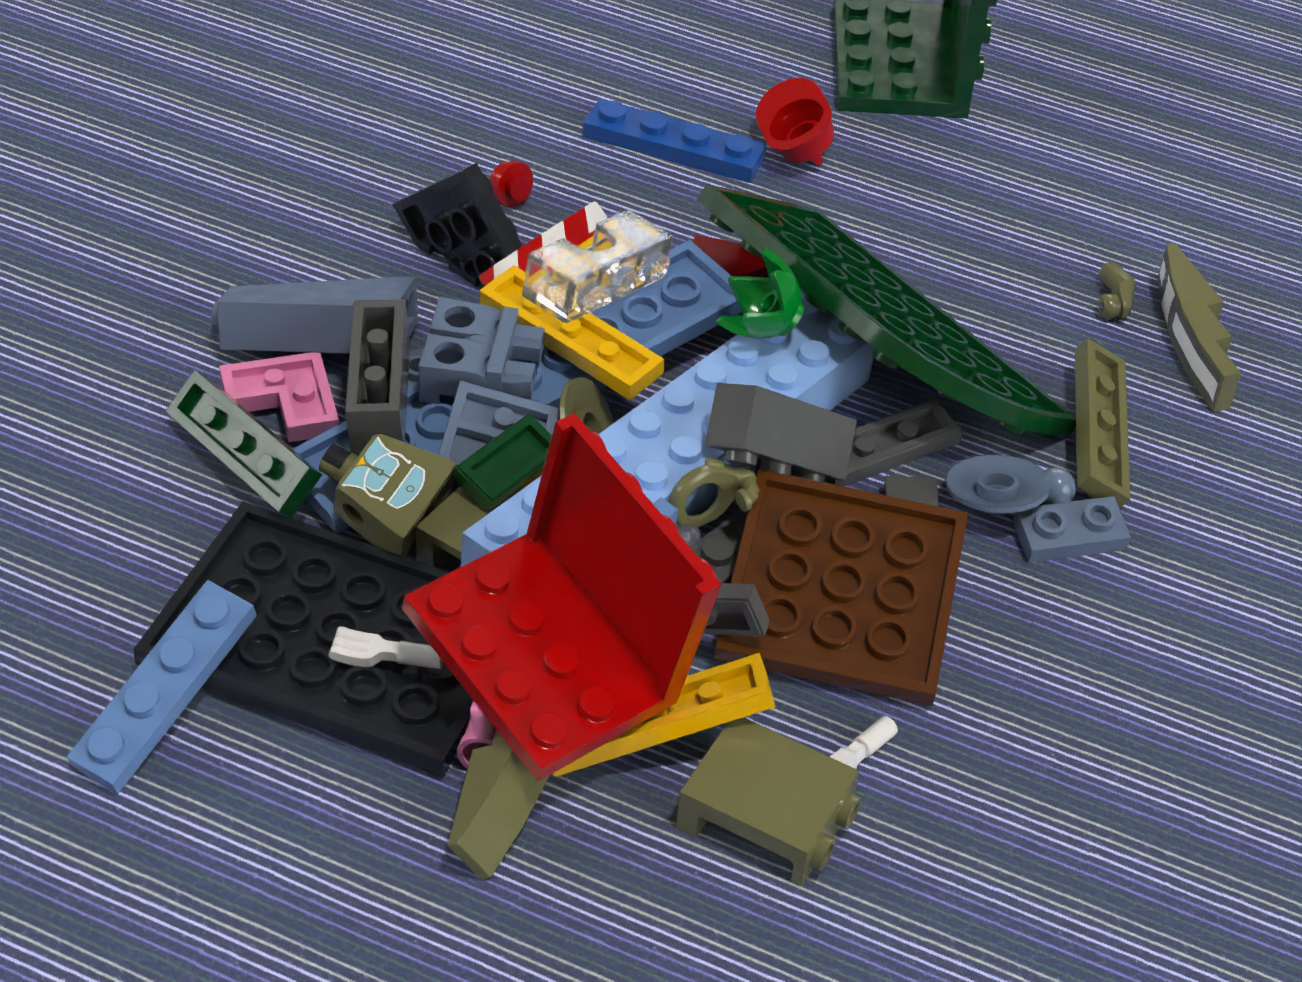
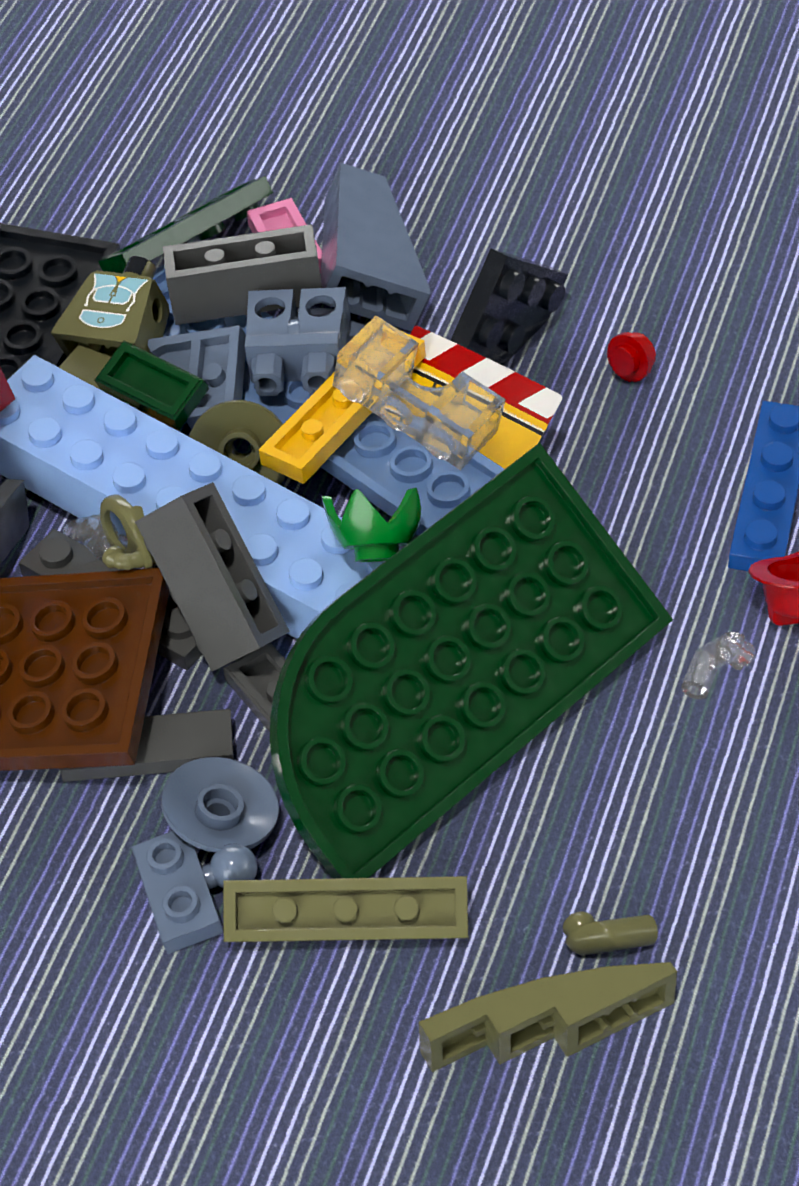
camera: 90 degrees right, 5 degrees up
(856, 200) = (709, 658): none -> clear arm

